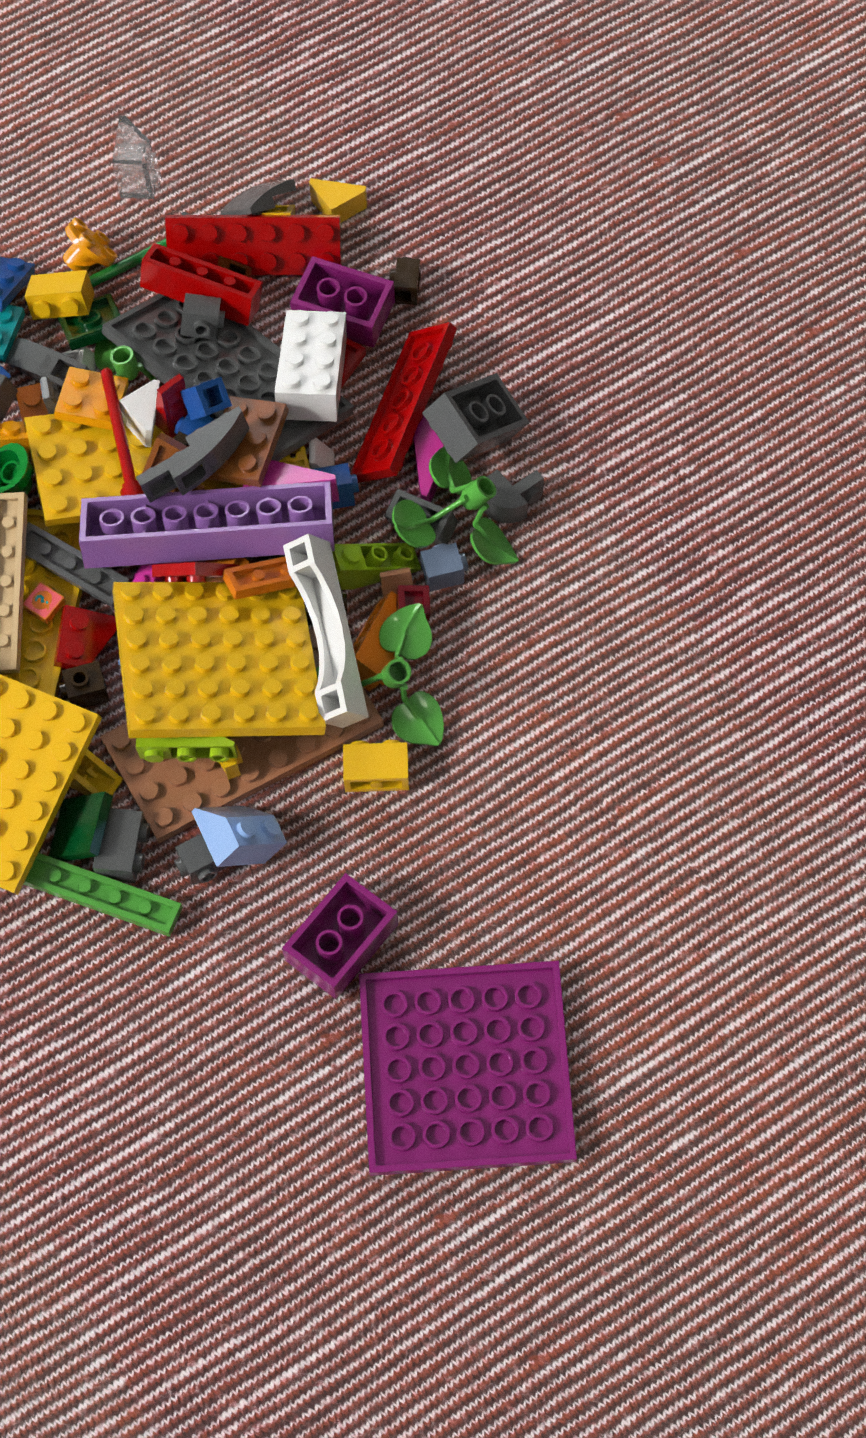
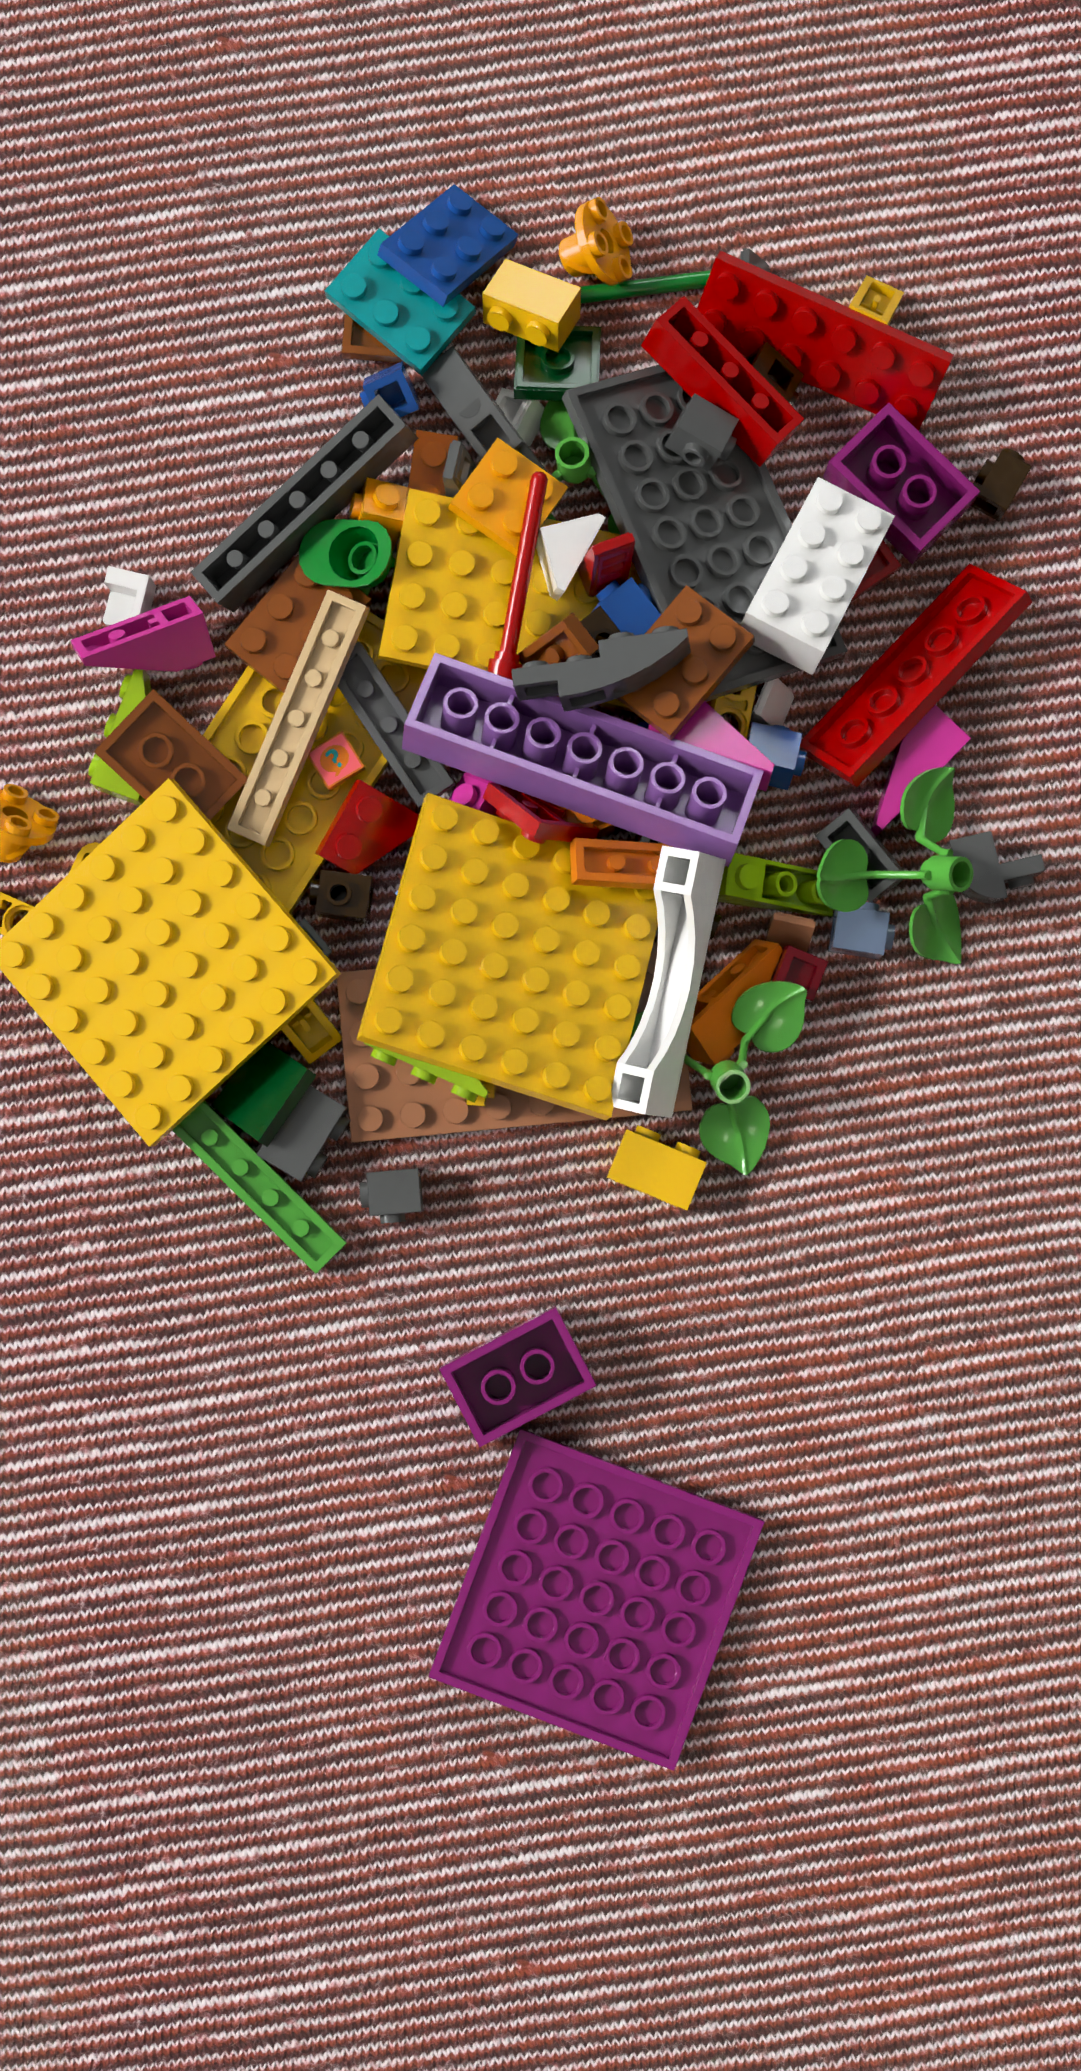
camera: 25 degrees right, 20 degrees up
(134, 162) = (713, 137): clear slope -> none
(206, 398) = (652, 582): blue brick -> none
(239, 834) = (450, 1186): light blue slope -> none
(258, 198) = (853, 270): dark grey slope -> none
(338, 198) = (963, 315): yellow slope -> none
(475, 417) = (996, 752): dark grey brick -> none

